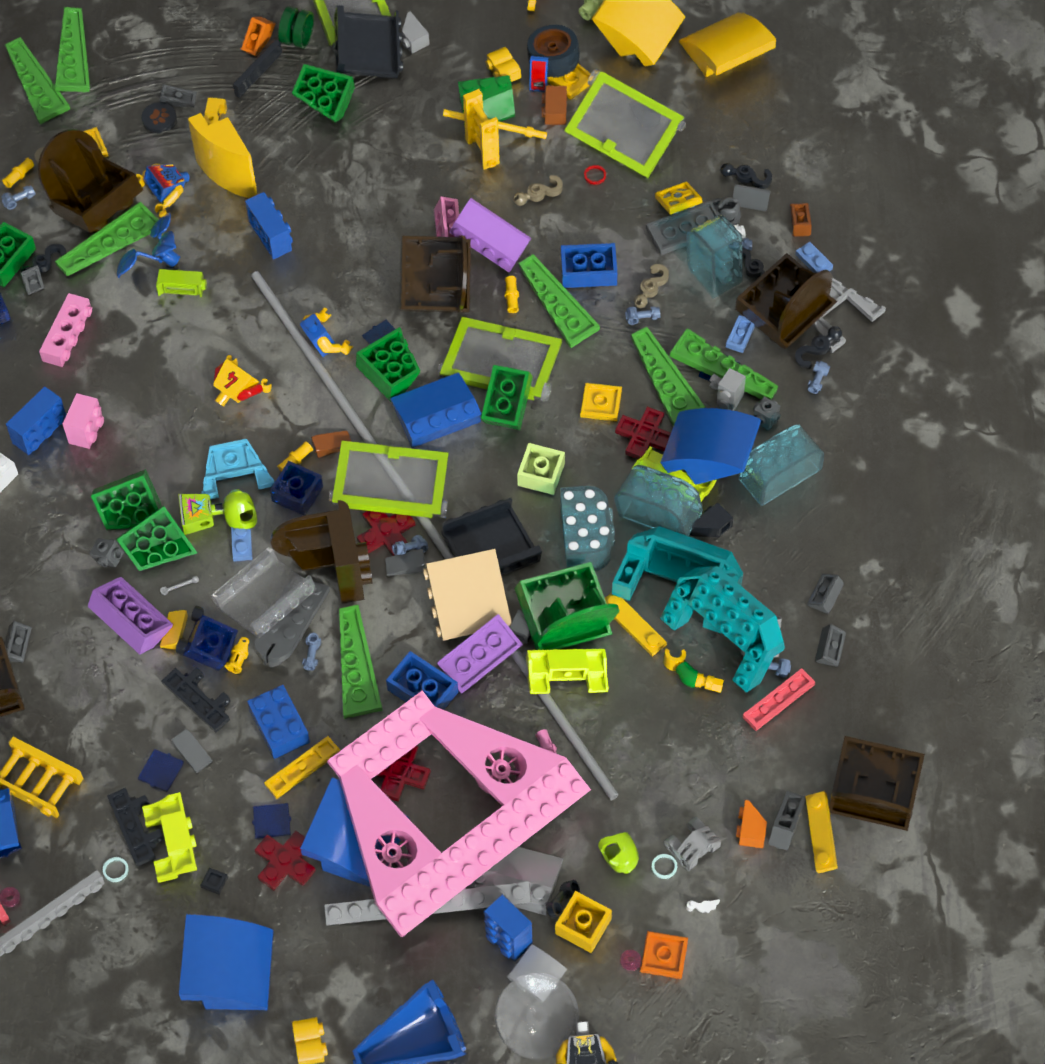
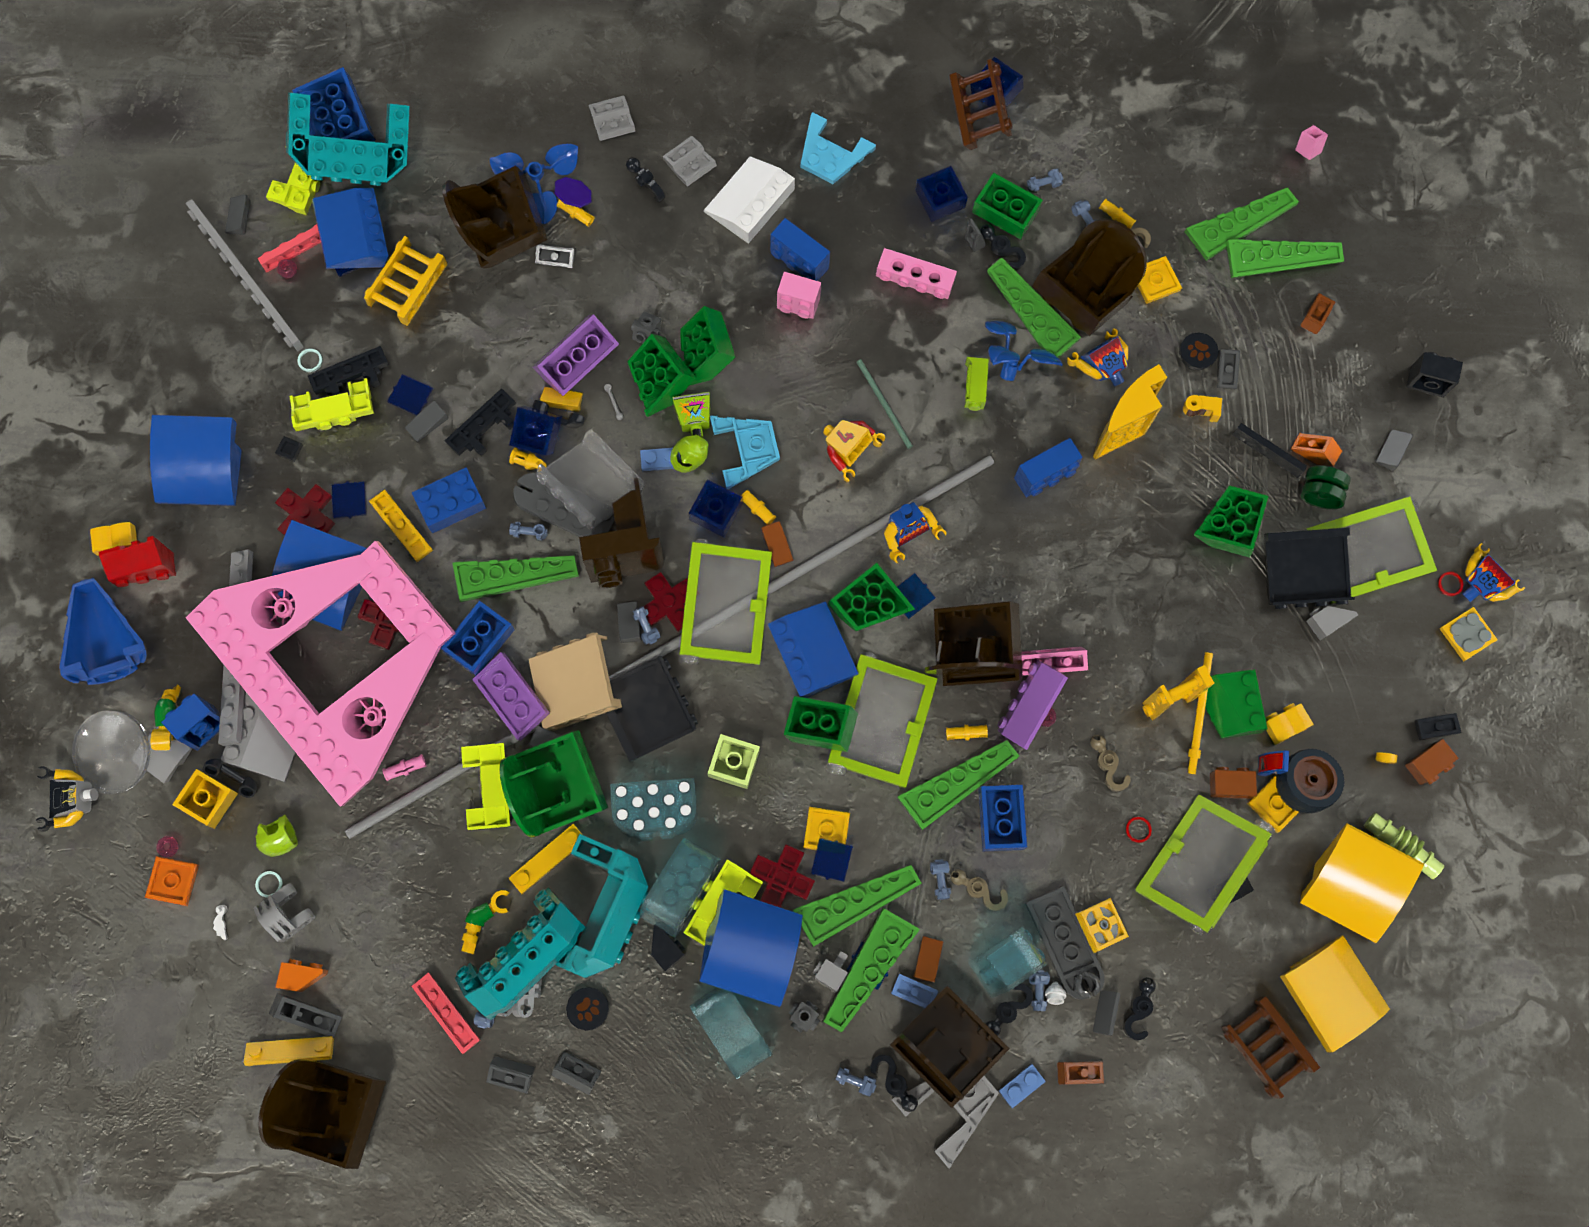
camera: 85 degrees right, 15 degrees up
(129, 30) = (1317, 314): none -> dark orange slope
(193, 359) = (885, 405): none -> sand green axle
(338, 1005) = (138, 562): none -> red wedge
(504, 961) = (161, 737): none -> yellow piece
(627, 395) = (831, 859): none -> clear blue piece
(713, 324) = (928, 959): none -> dark orange slope
(768, 585) = (587, 1008): none -> black tile
(769, 74) = (1290, 1045): none -> reddish brown fence

